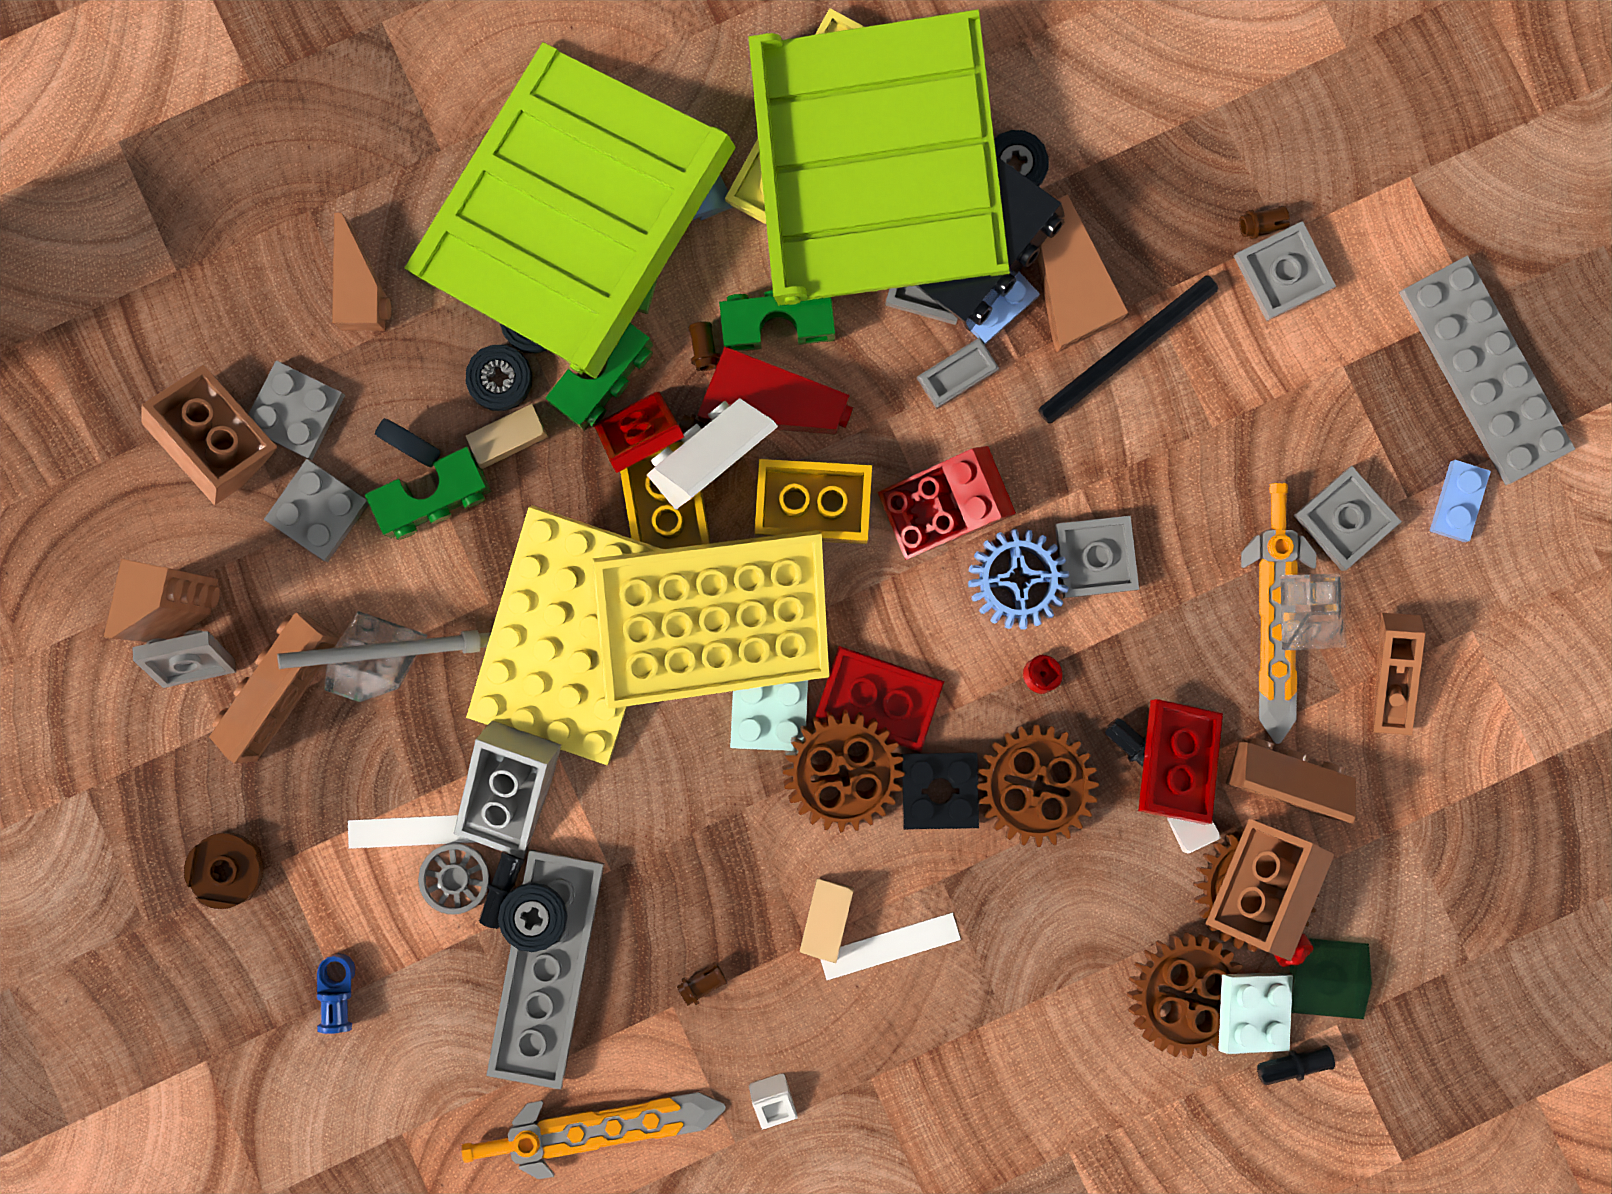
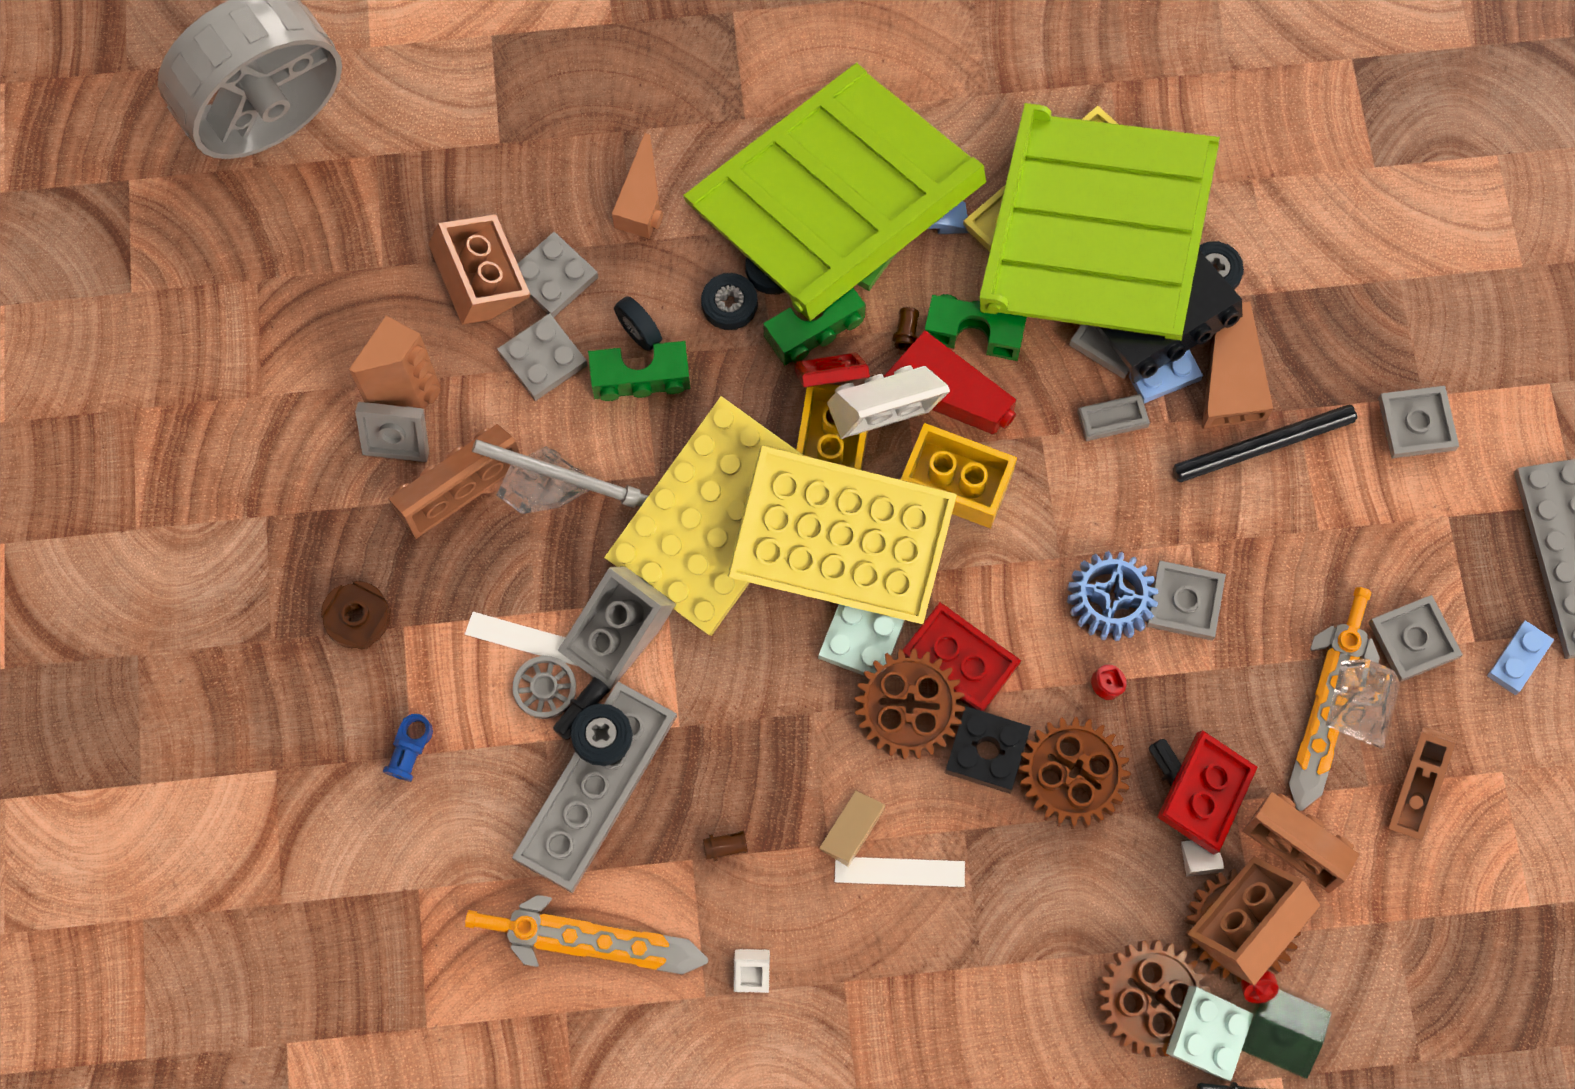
camera: 20 degrees right, 15 degrees down
(506, 436) = (719, 349): tan slope -> none
(947, 502) = (1071, 514): red slope -> none
(1263, 222) = (1410, 377): reddish brown pin -> none

